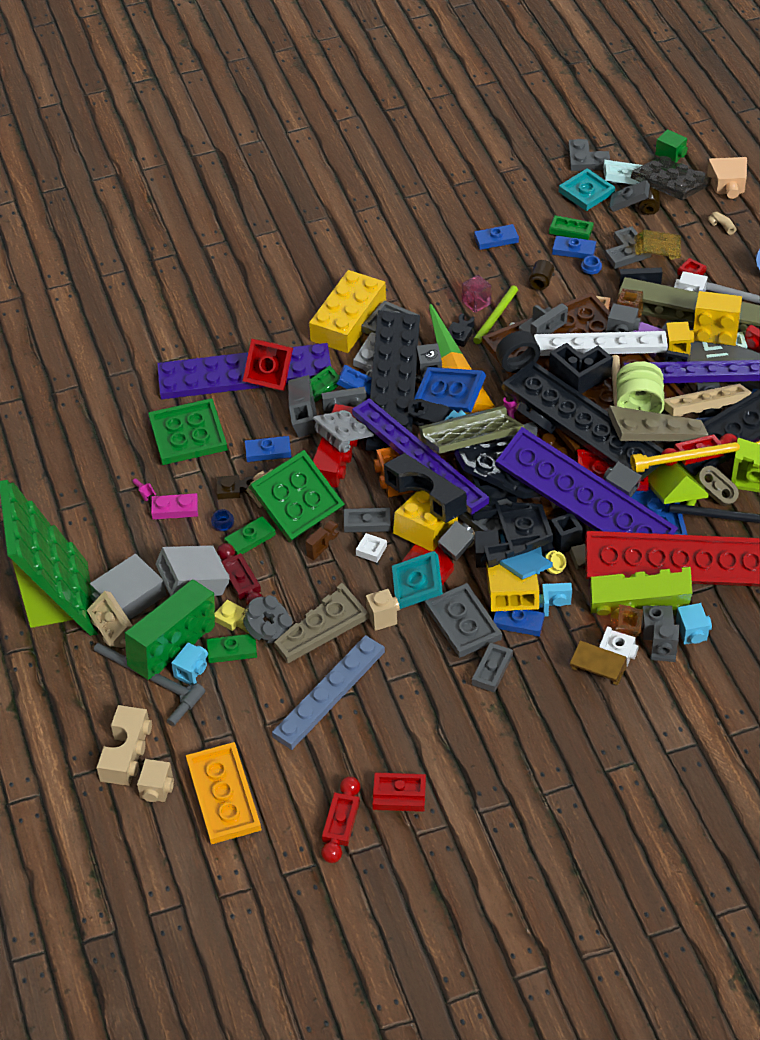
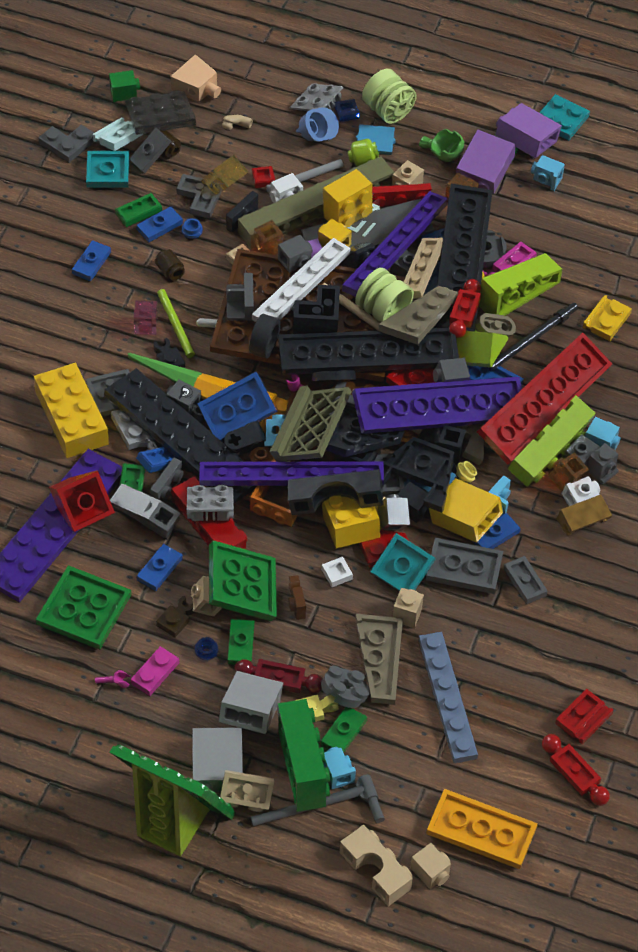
camera: 55 degrees left, 5 degrees up
(367, 520) = (306, 555): dark grey plate -> none
(526, 564) = (463, 487): dark azure piece -> none
(641, 462) = (453, 348): yellow piece -> none

